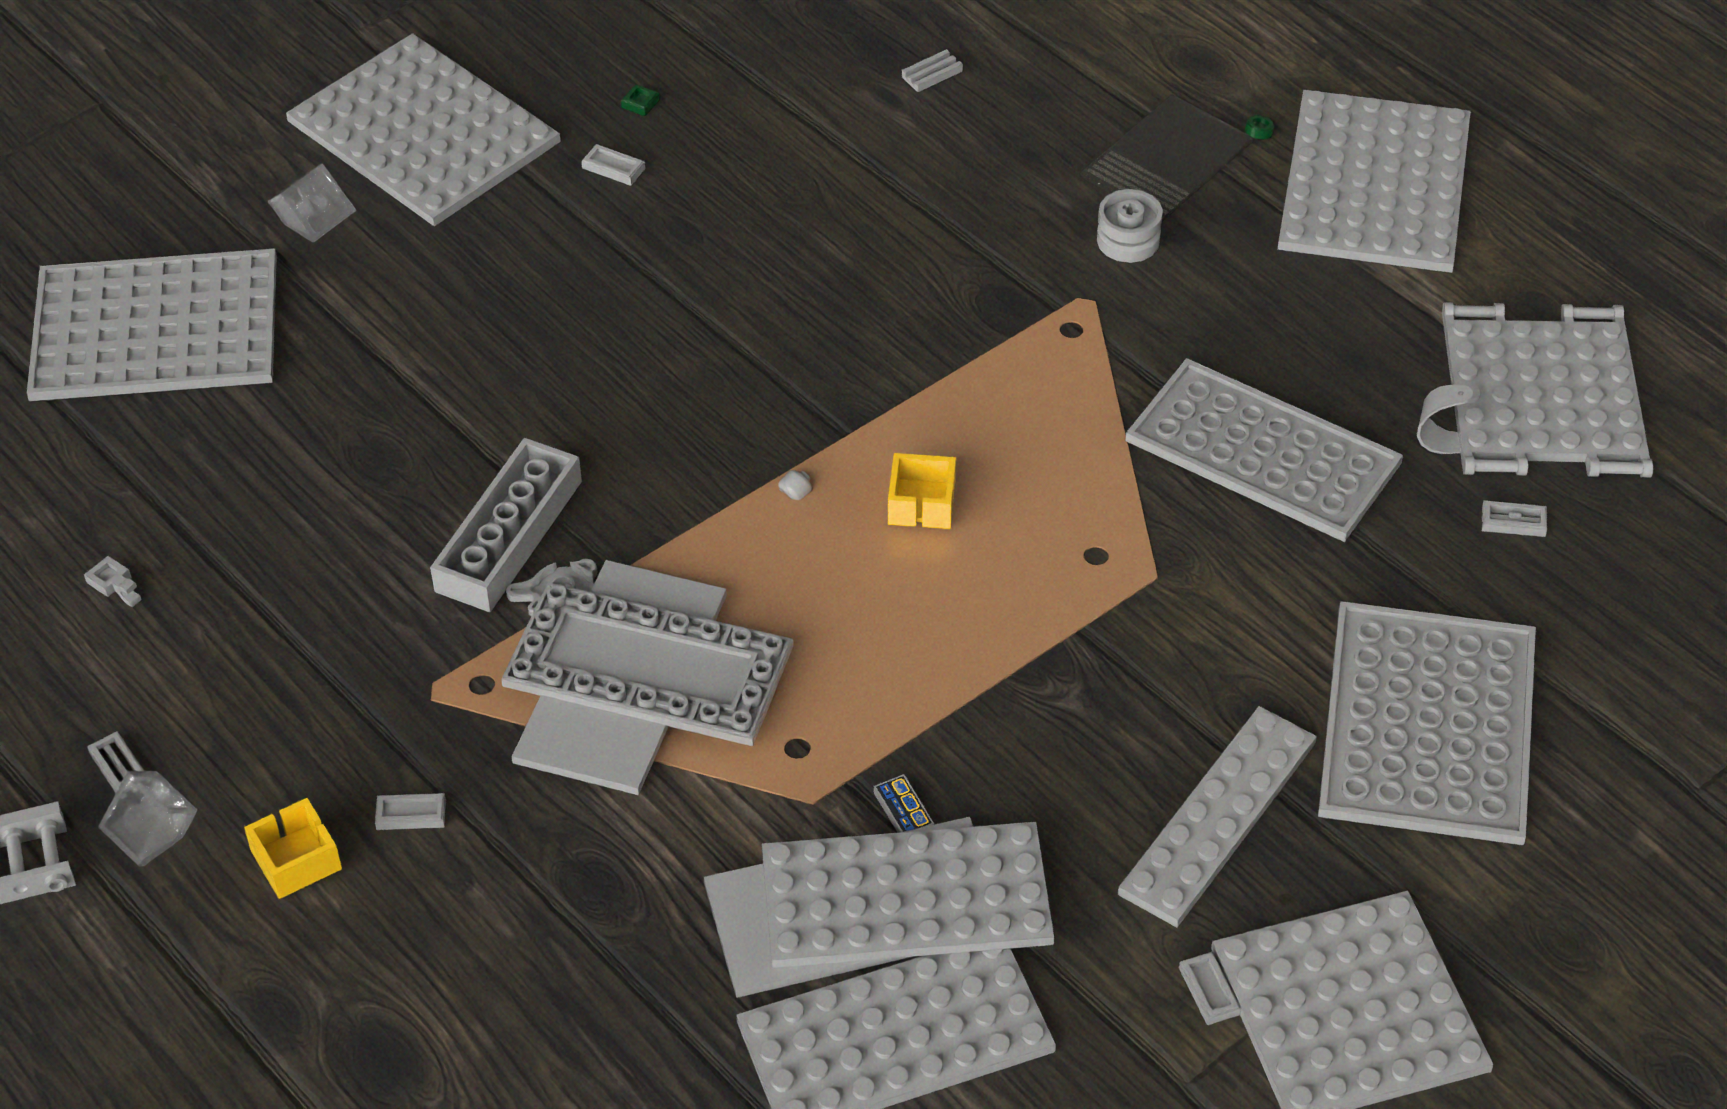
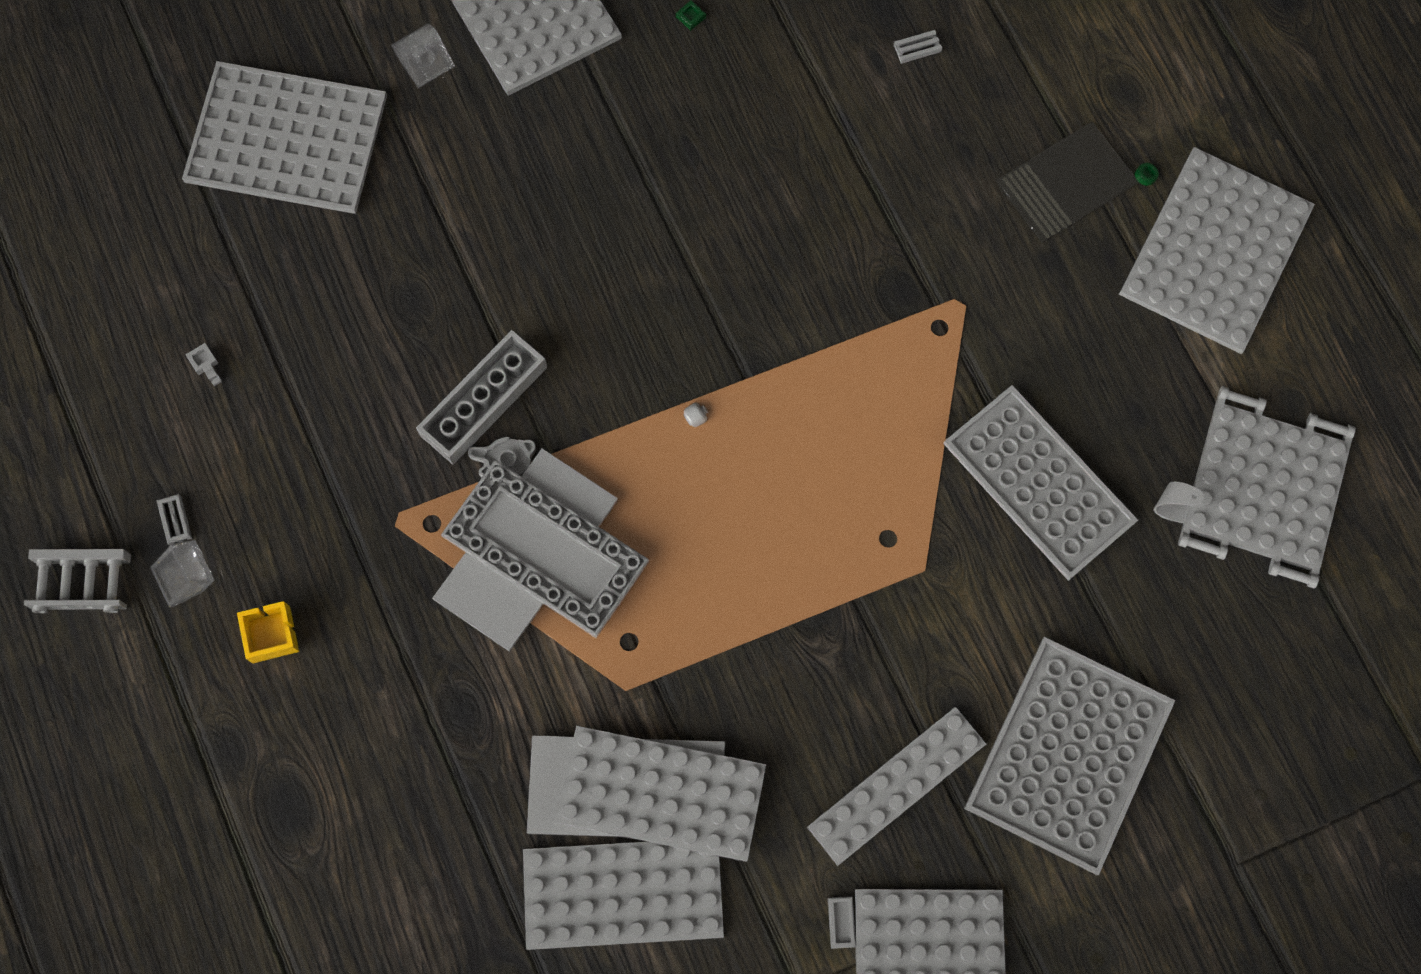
camera: 15 degrees right, 25 degrees up
(410, 811) = (356, 617): light grey tile -> none
(613, 164) = (653, 74): light grey tile -> none
(902, 804) = (684, 715): tile -> none
(921, 490) = (779, 454): yellow piece -> none
(1129, 225) = (1013, 247): light grey wheel -> none
(1513, 521) = (1196, 604): light grey tile -> none

